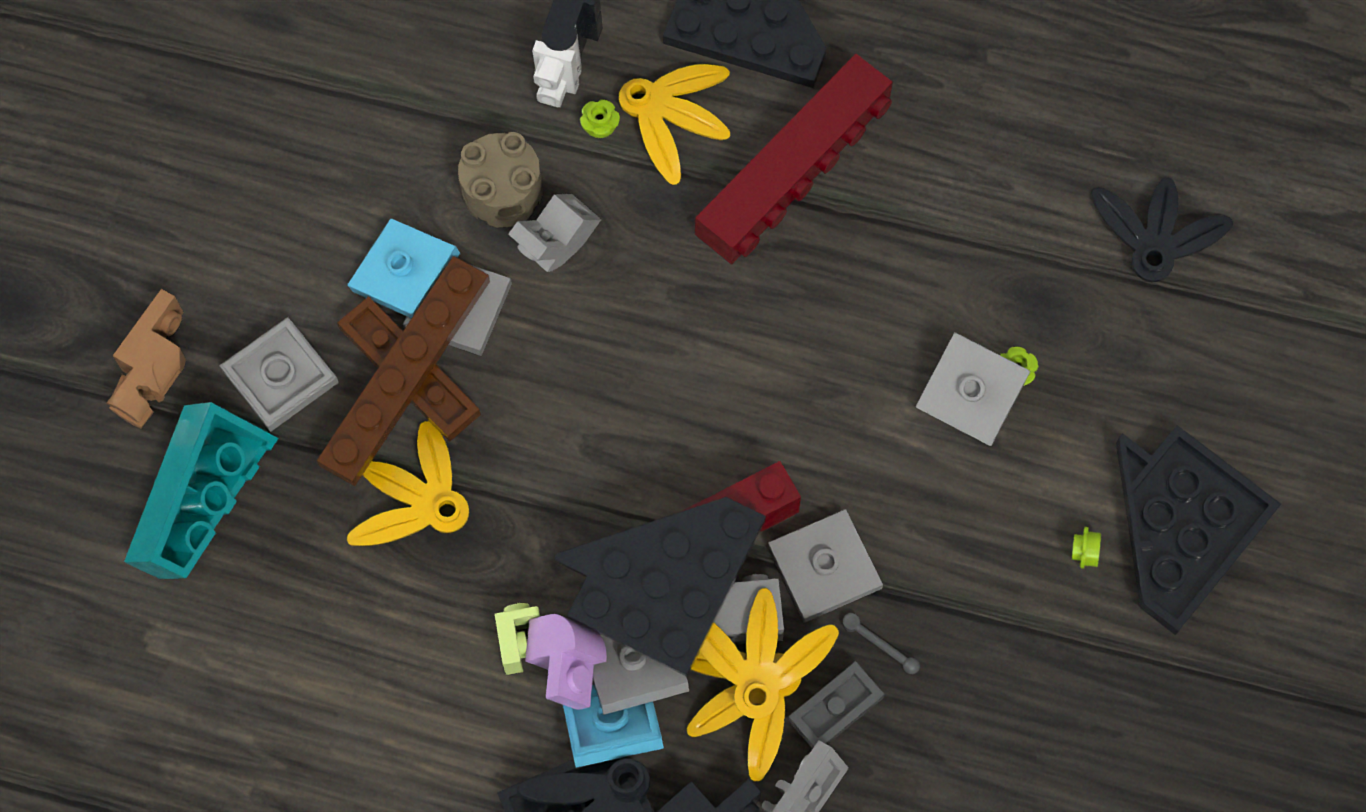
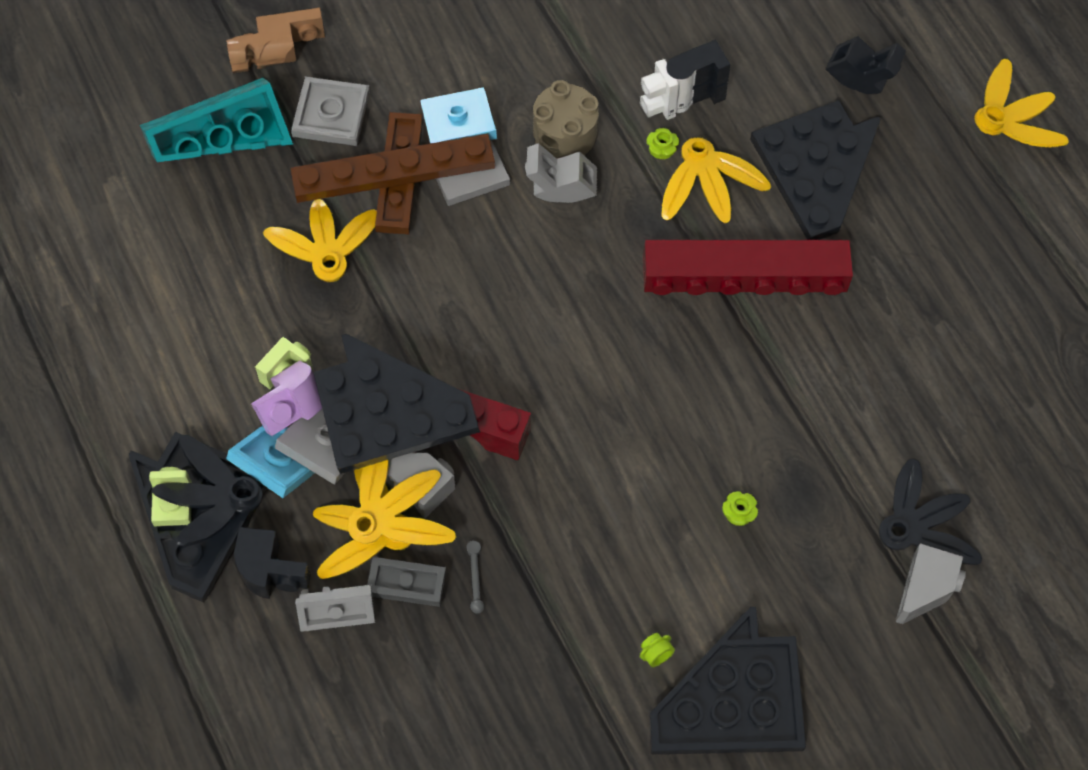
camera: 45 degrees right, 5 degrees down
(825, 565) = (495, 502): light grey plate -> none
(973, 389) = (696, 492): light grey plate -> none
(1220, 278) = (929, 582): none -> light grey slope

